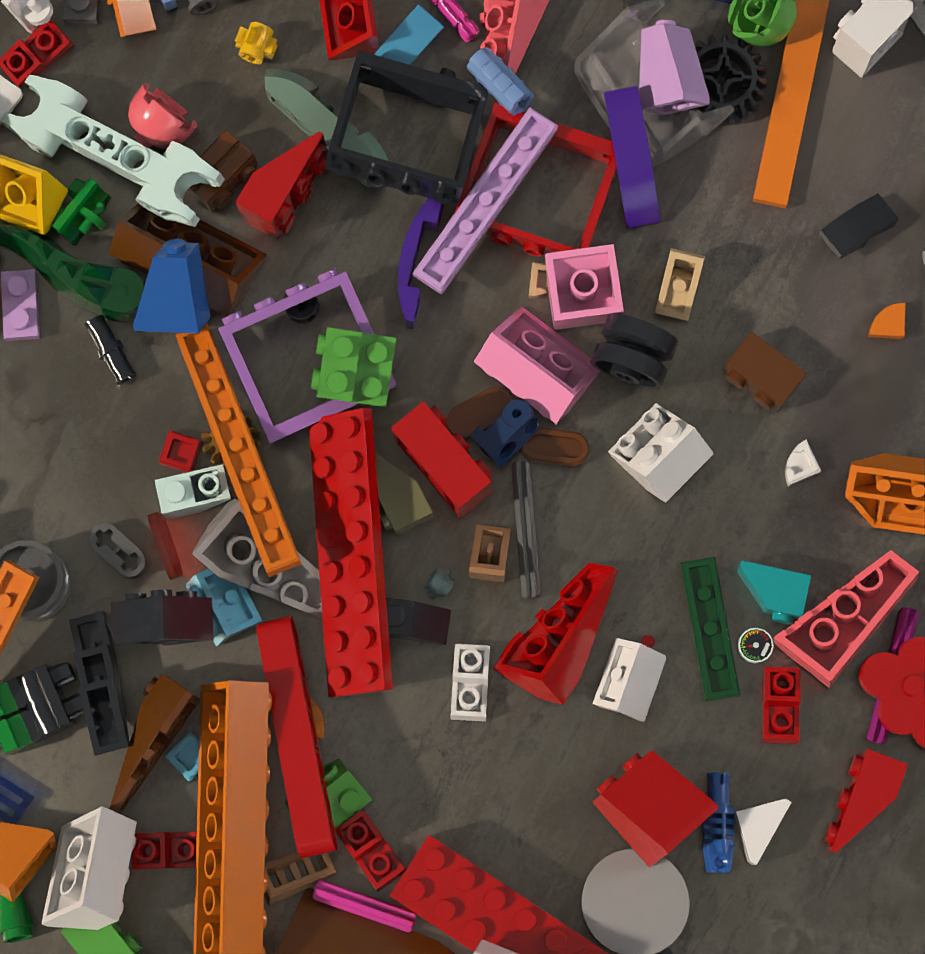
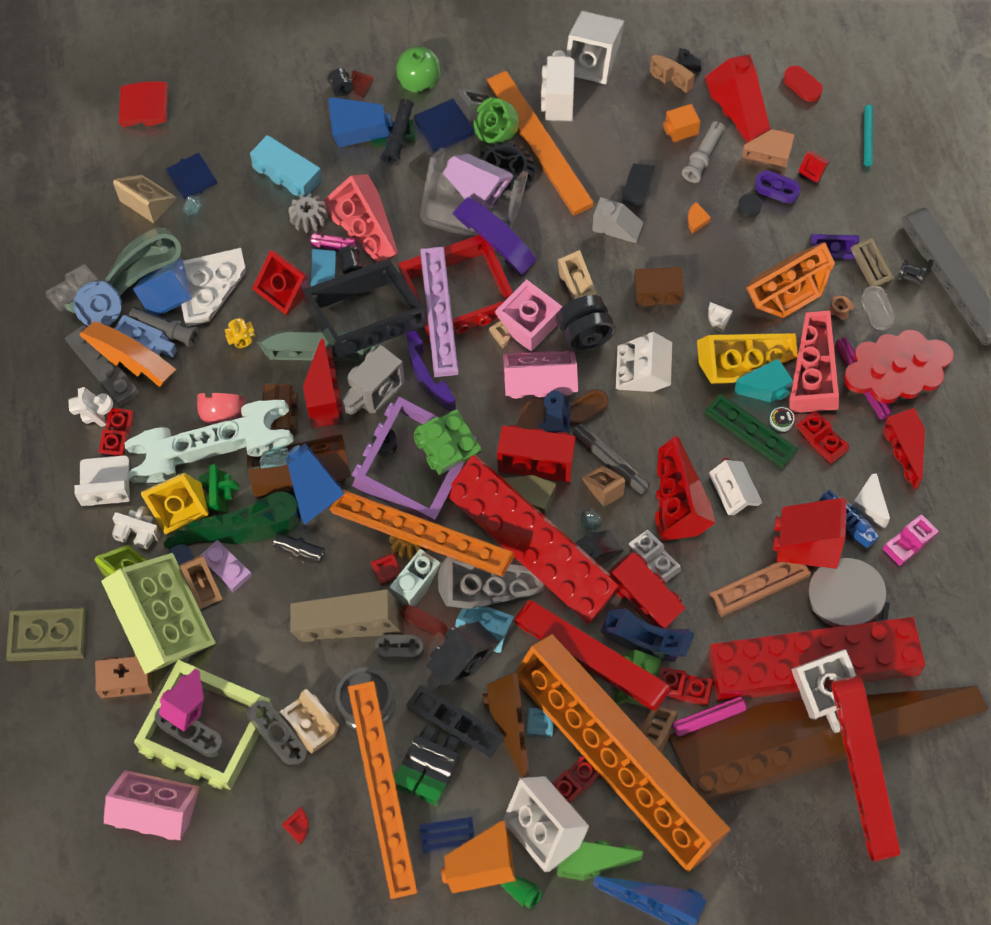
camera: 45 degrees left, 15 degrees down
(89, 473) = (347, 617): none -> dark tan wedge
(156, 230) = (274, 458): none -> clear light blue tile
(341, 225) = (373, 381): none -> light grey hinge
(375, 765) = (638, 635): none -> dark blue arch
(418, 712) = (646, 591): none -> red wedge
(451, 51) = (350, 258): none -> black bush
(500, 81) = (392, 248): medium blue axle -> none
(548, 809) = (757, 586): none -> nougat tile
(764, 904) = (910, 540): none -> dark pink slope
(771, 532) = (733, 356): none -> yellow wedge
(791, 252) = (616, 221): none -> light grey slope

